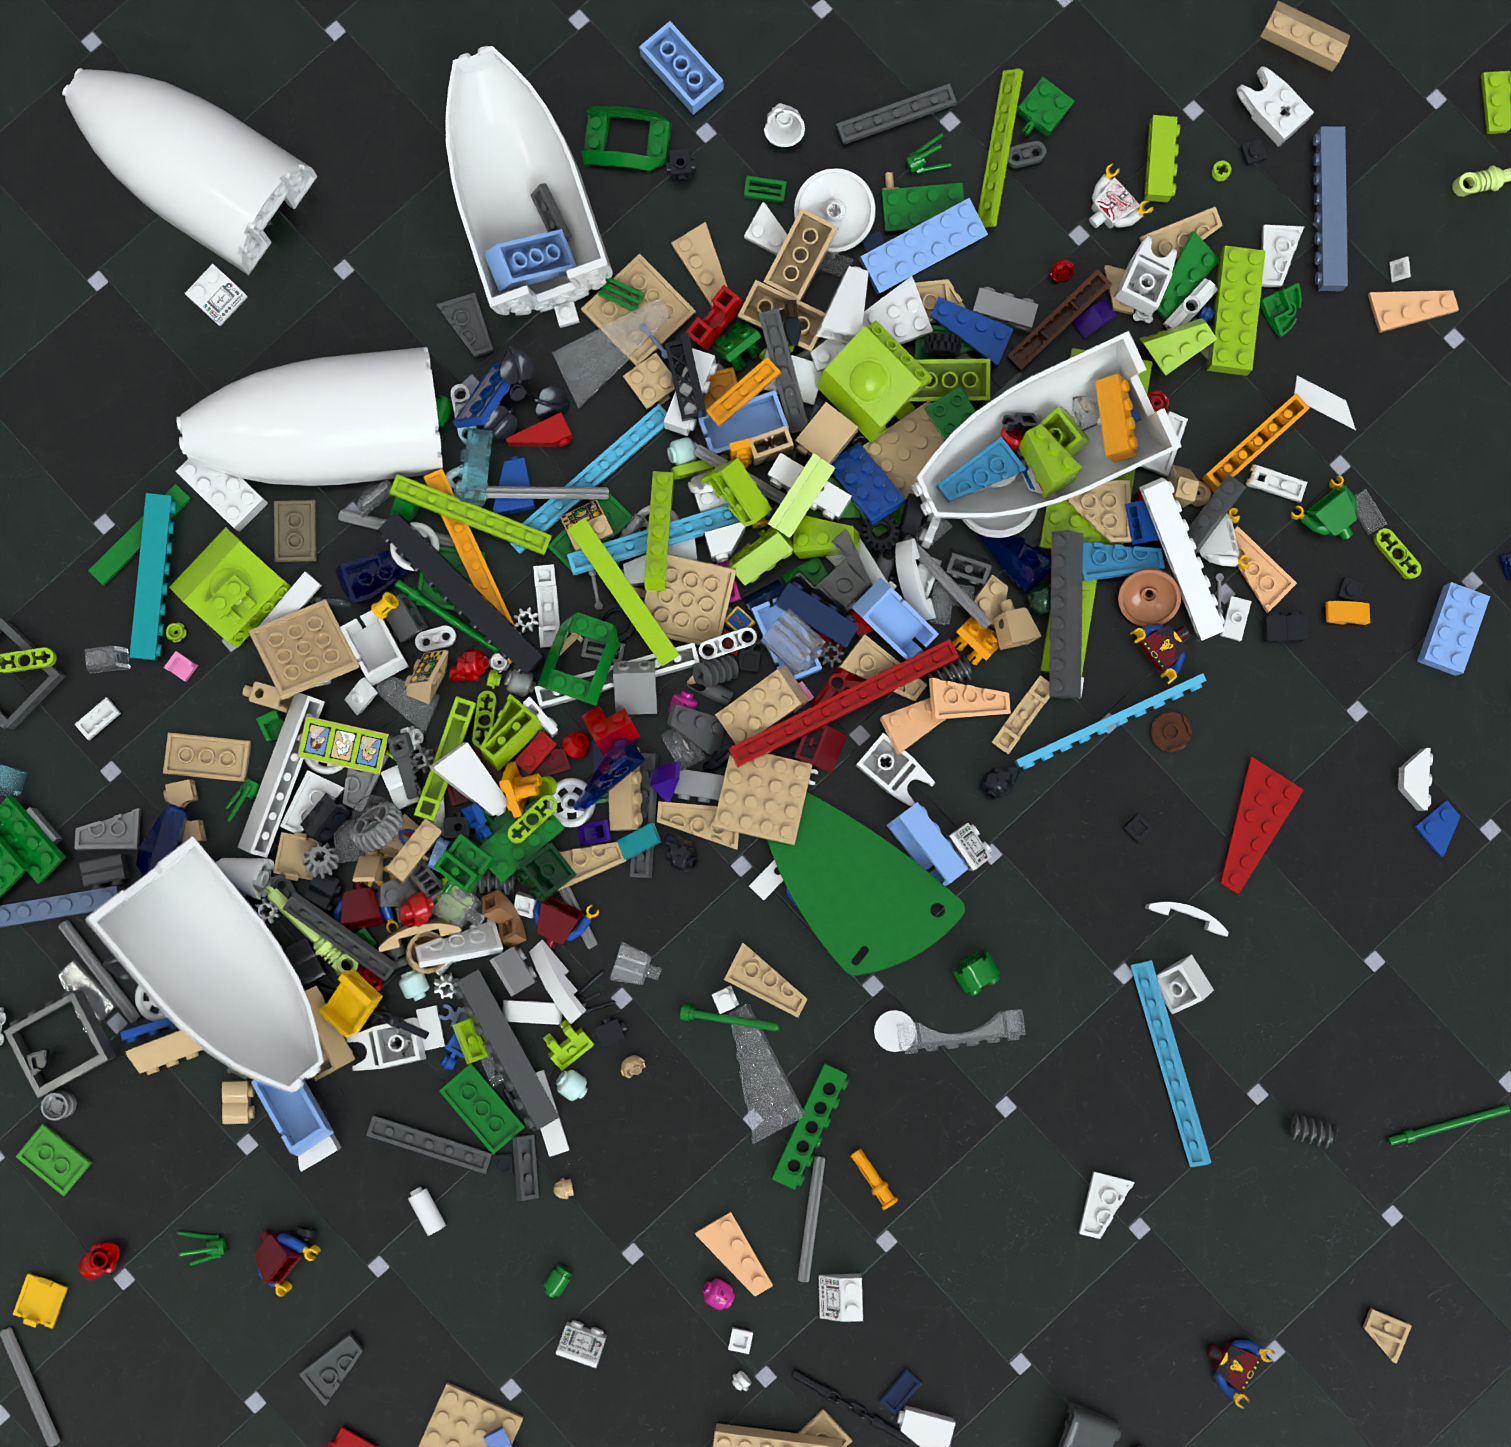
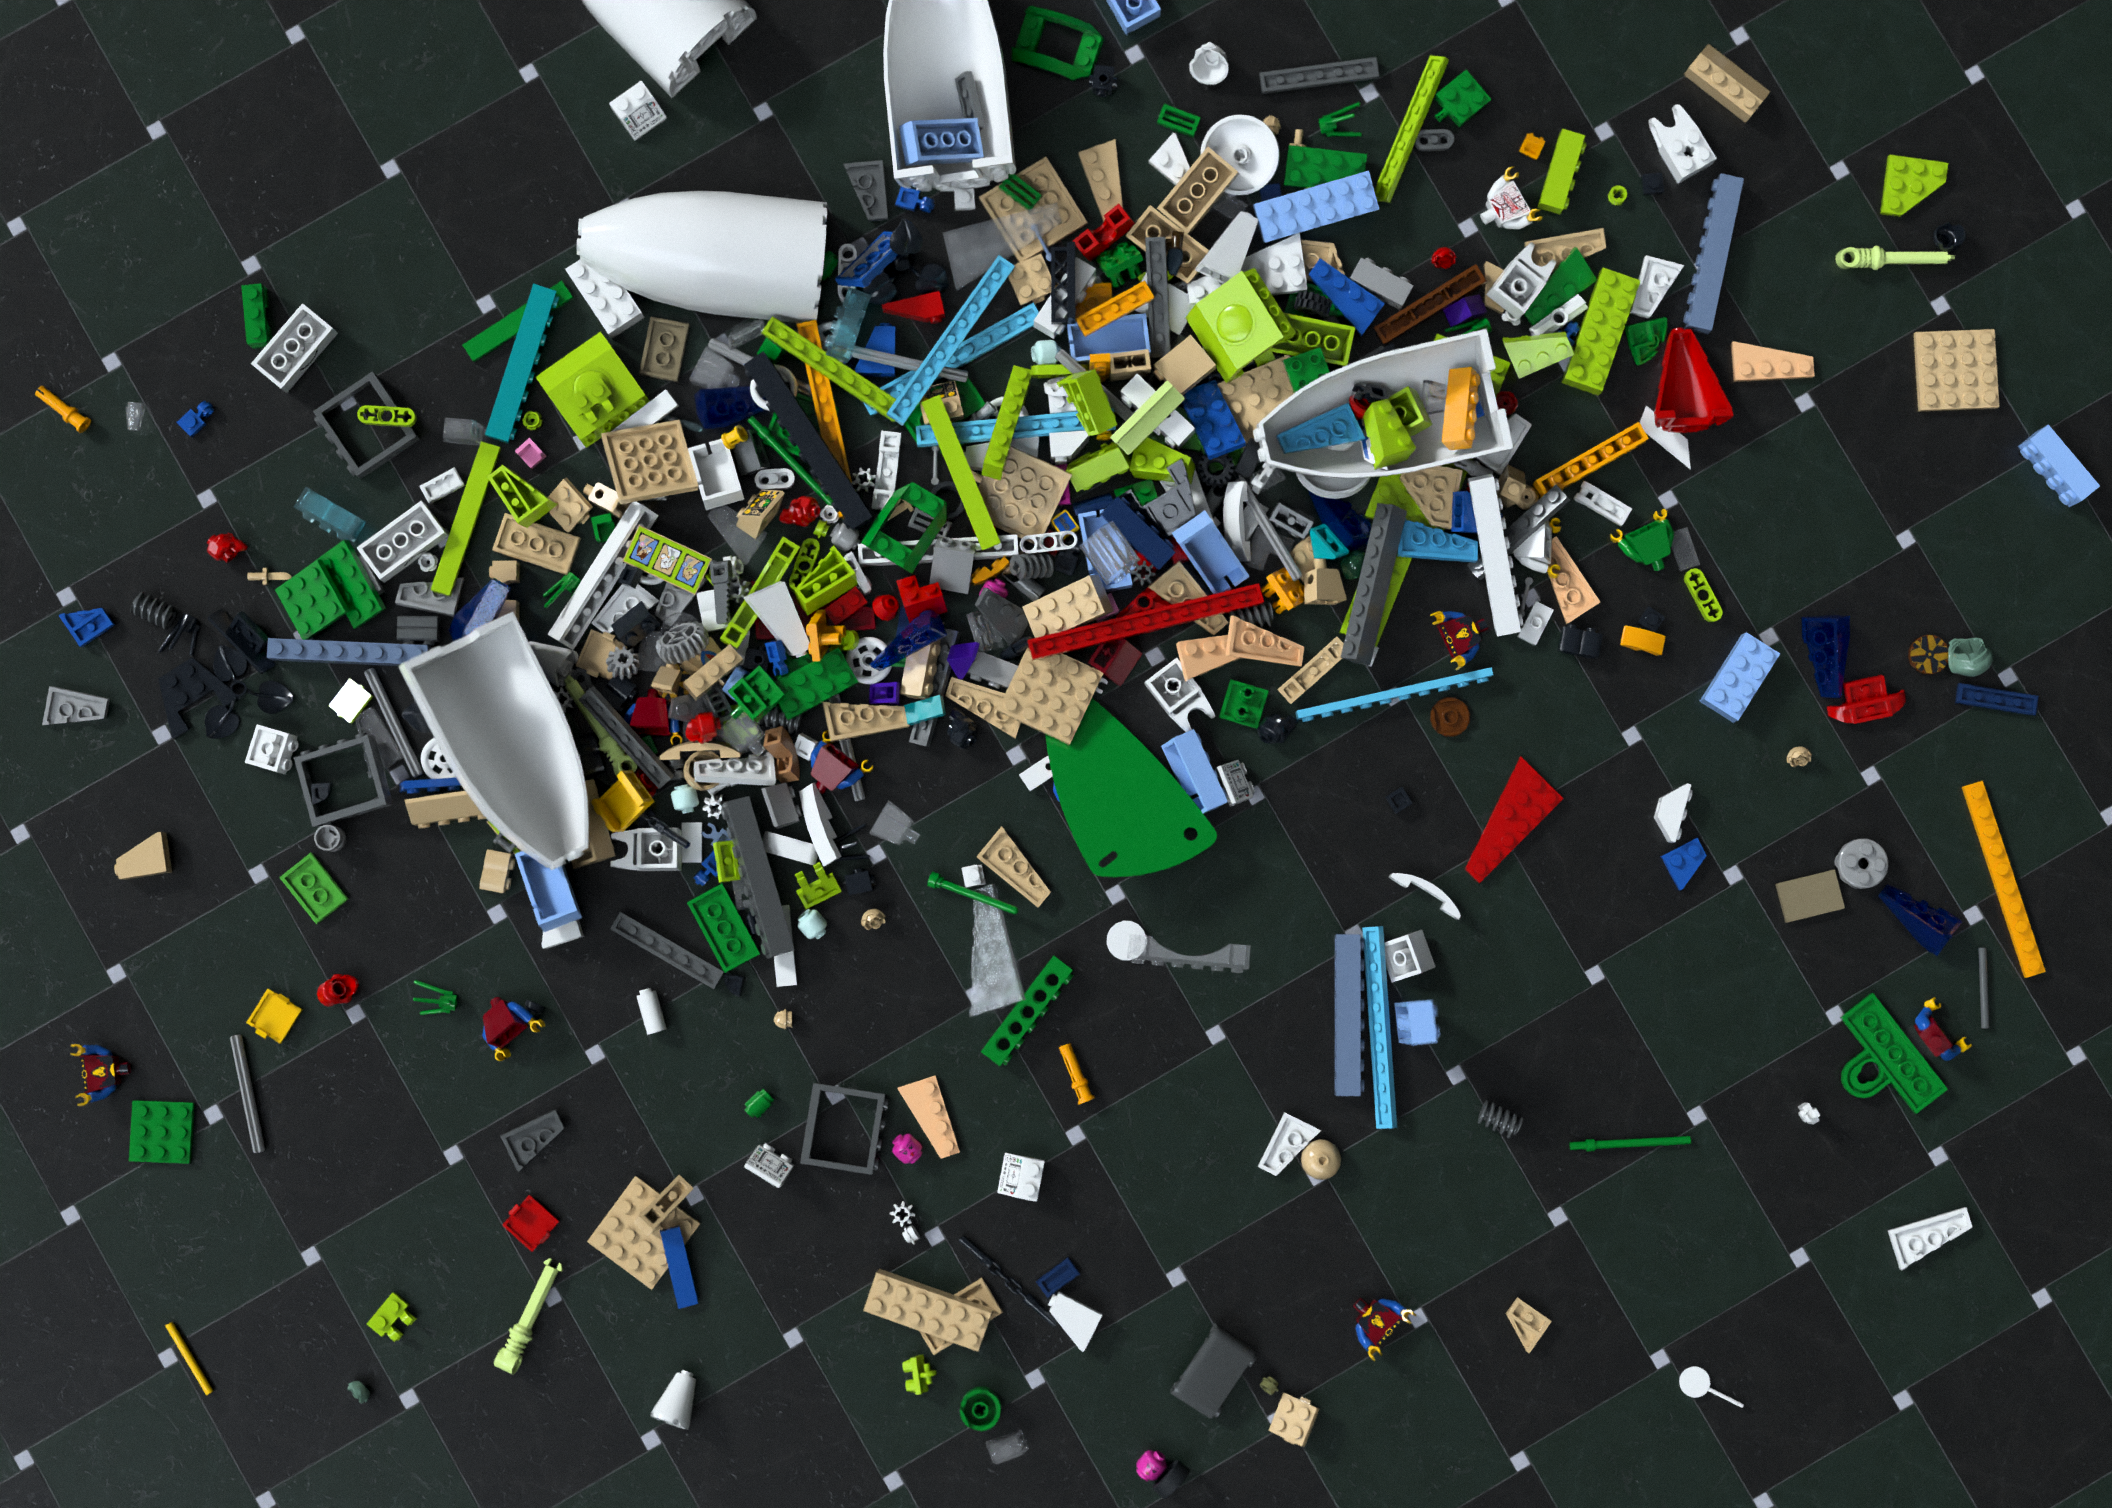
camera: 15 degrees right, 0 degrees up
(50, 959) = (350, 701): none -> piece
(68, 785) = (402, 541): none -> white brick
(94, 799) = (428, 557): none -> white plate
(129, 747) = (465, 519): none -> lime tile
(179, 713) = (520, 497): none -> lime wedge
(230, 711) = (571, 506): none -> tan piece
(309, 770) = (630, 576): none -> black plate
(349, 543) = (713, 371): none -> clear torso
(361, 696) = (693, 517): white plate -> none
(481, 1409) = (663, 1205): none -> tan slope
(511, 325) = (909, 199): none -> blue plate
(524, 833) = (831, 658): lime beam -> none
(525, 1167) = (752, 991): dark grey plate -> none
(545, 873) = (830, 719): dark green plate -> none
(583, 460) = (950, 340): none -> medium azure plate
(667, 691) = (981, 575): none -> light orange slope
(684, 1276) = (876, 1142): none -> dark grey window
(724, 1368) = (898, 1217): none -> white gear
(740, 1340) = (918, 1196): white plate -> none
(811, 1219) = (1009, 1098): light grey axle -> none
(861, 171) = (1273, 124): none -> tan plate
(960, 764) = (1243, 704): none -> green plate
(976, 972) = (1215, 901): green brick -> none
(1009, 584) = (1326, 544): none -> teal slope
(1110, 333) = (1476, 325): none -> green plant
(1125, 139) = (1532, 146): none -> light orange tile
(1135, 1058) = (1348, 1015): none -> sand blue brick
(1140, 475) = (1473, 467): none -> light grey pin
(1141, 1211) = (1320, 1159): none -> tan cylinder
(1152, 608) = (1455, 596): nougat dish -> none
(1212, 1055) = (1416, 1022): none -> light blue brick
(1338, 348) = (1688, 388): none -> red cone
(1400, 269) = (1766, 325): white slope -> none

